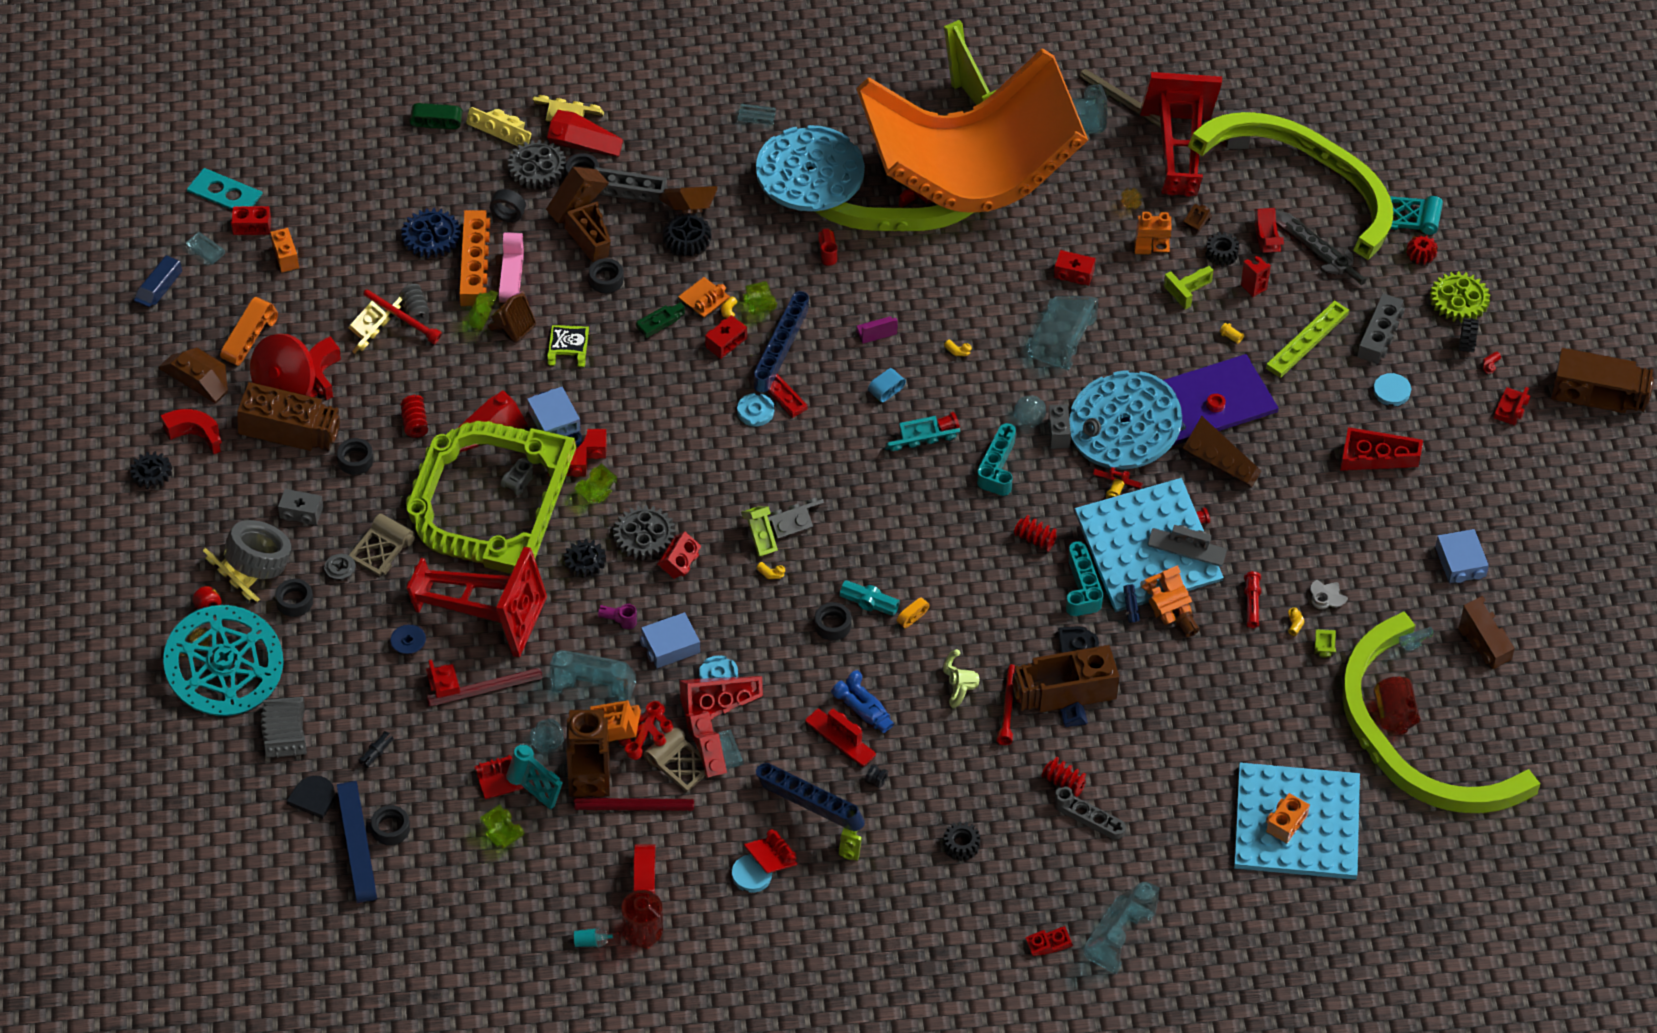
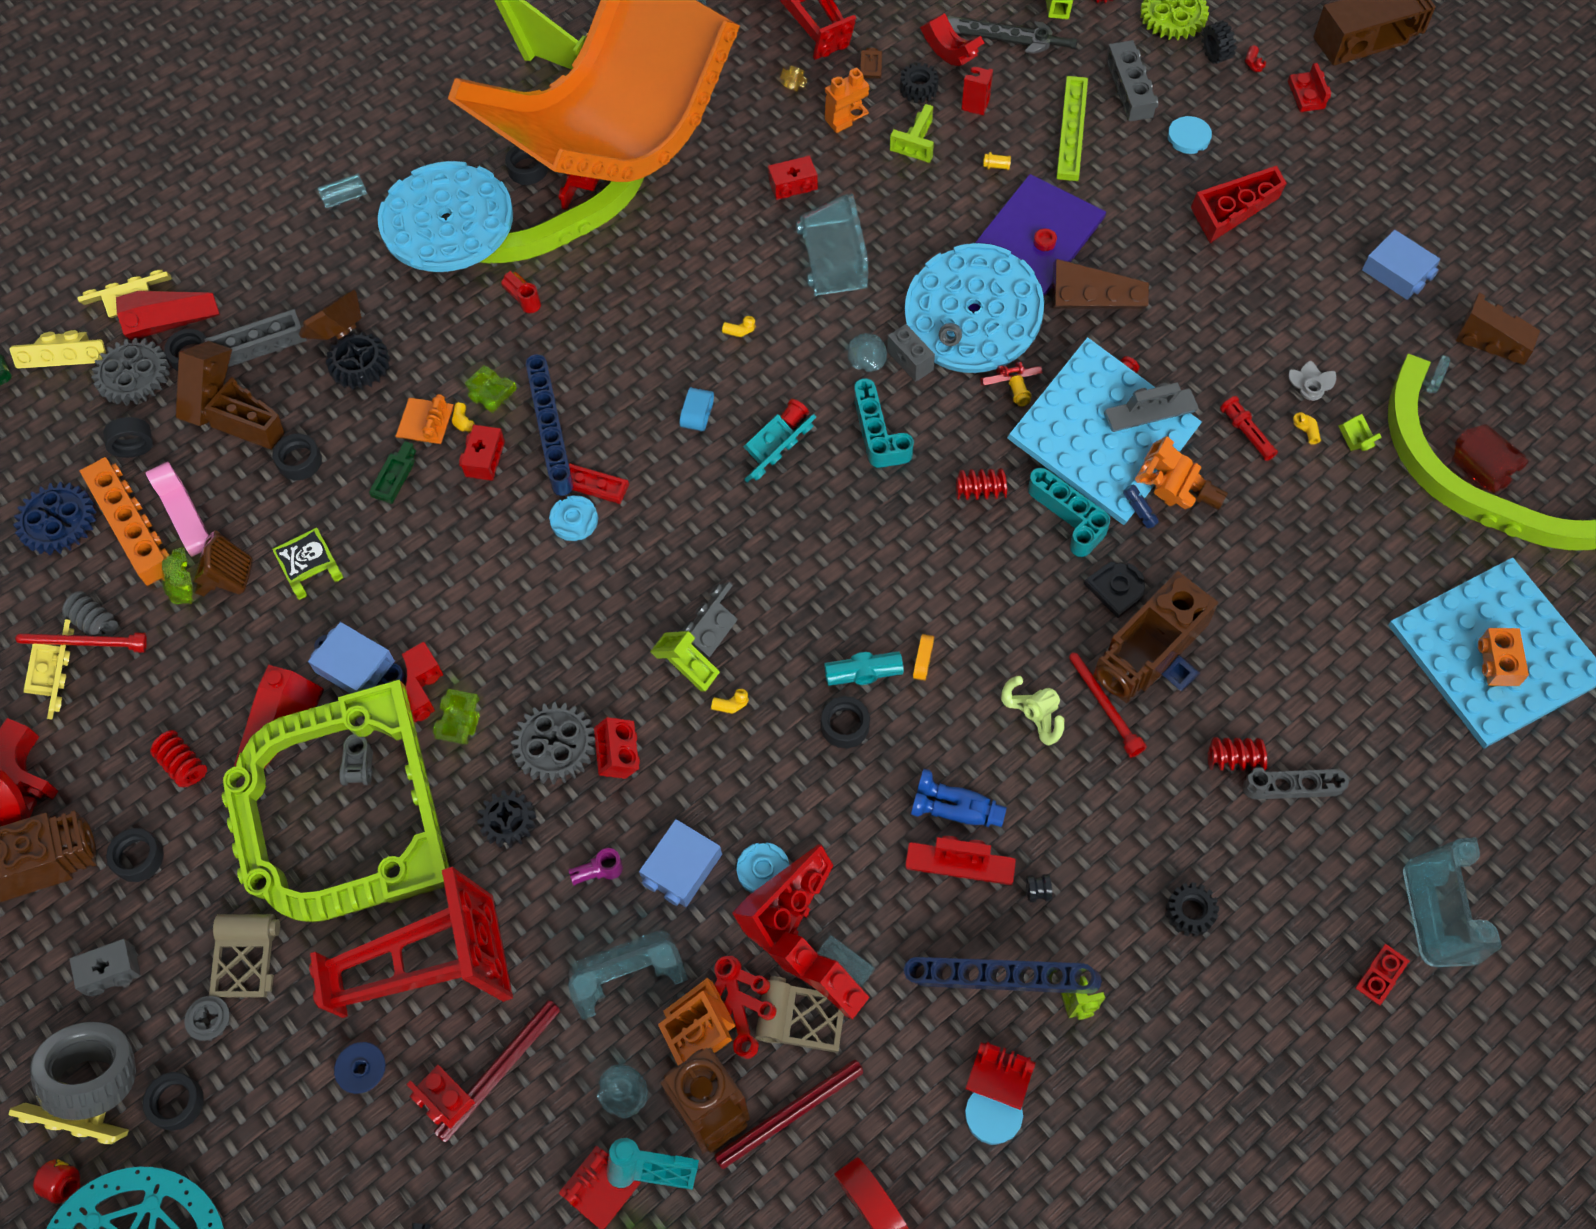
camera: 30 degrees left, 10 degrees up
(877, 329) = (640, 352): magenta panel -> none

